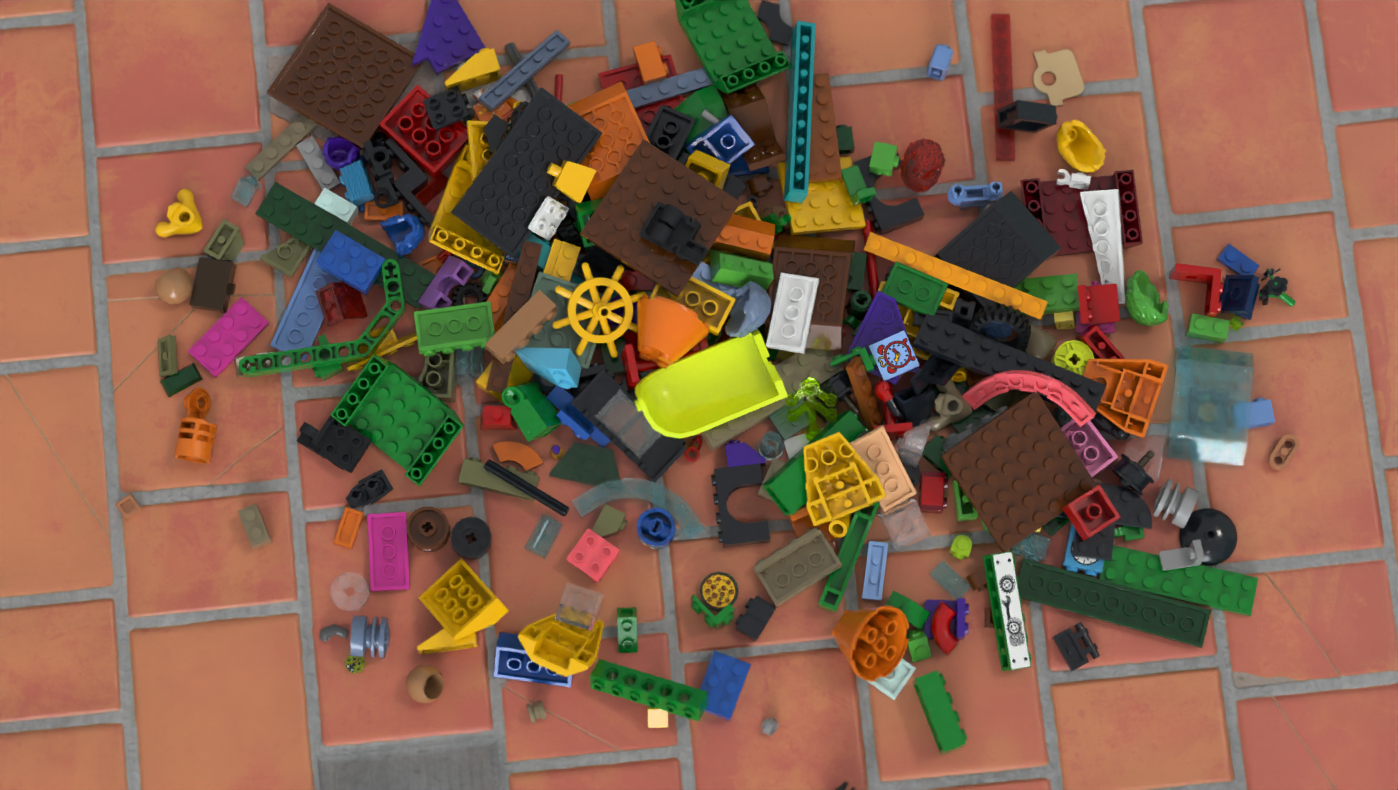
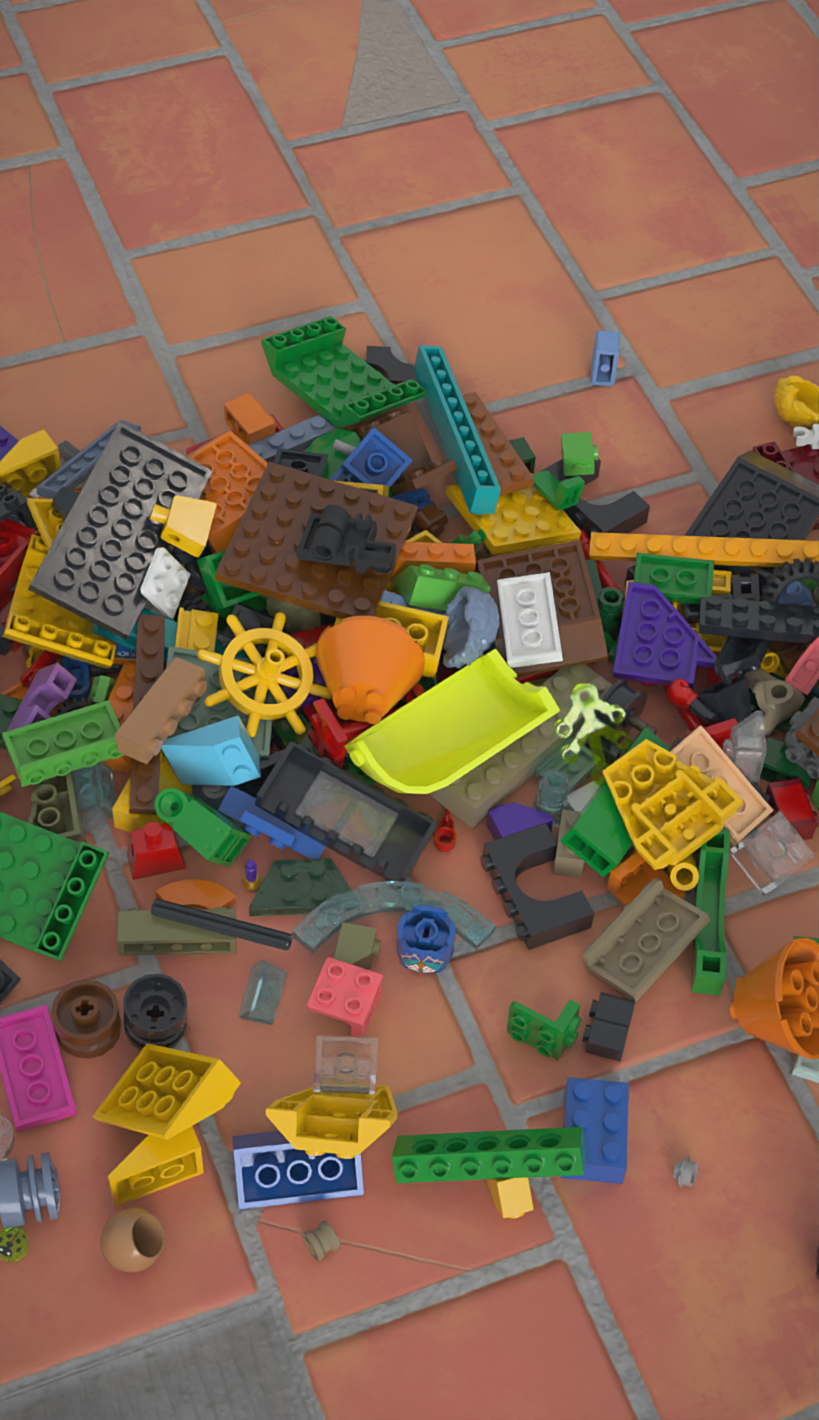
camera: 15 degrees left, 25 degrees down
(627, 630) = (427, 1090): green bracket -> none
(719, 590) = (544, 996): tile -> none
(864, 393) = (653, 696): dark orange plate -> none
(868, 360) = (645, 658): green bracket -> none
(875, 571) = (753, 923): light blue plate -> none
(894, 355) = (679, 647): light blue tile -> none
(922, 165) = (625, 460): clear red hair -> none
(975, 195) = (705, 470): medium blue connector -> none
(1002, 82) = (688, 375): clear red plate -> none
(1026, 116) = (724, 367): black window -> none
(1067, 74) = (758, 355): tan piece -> none

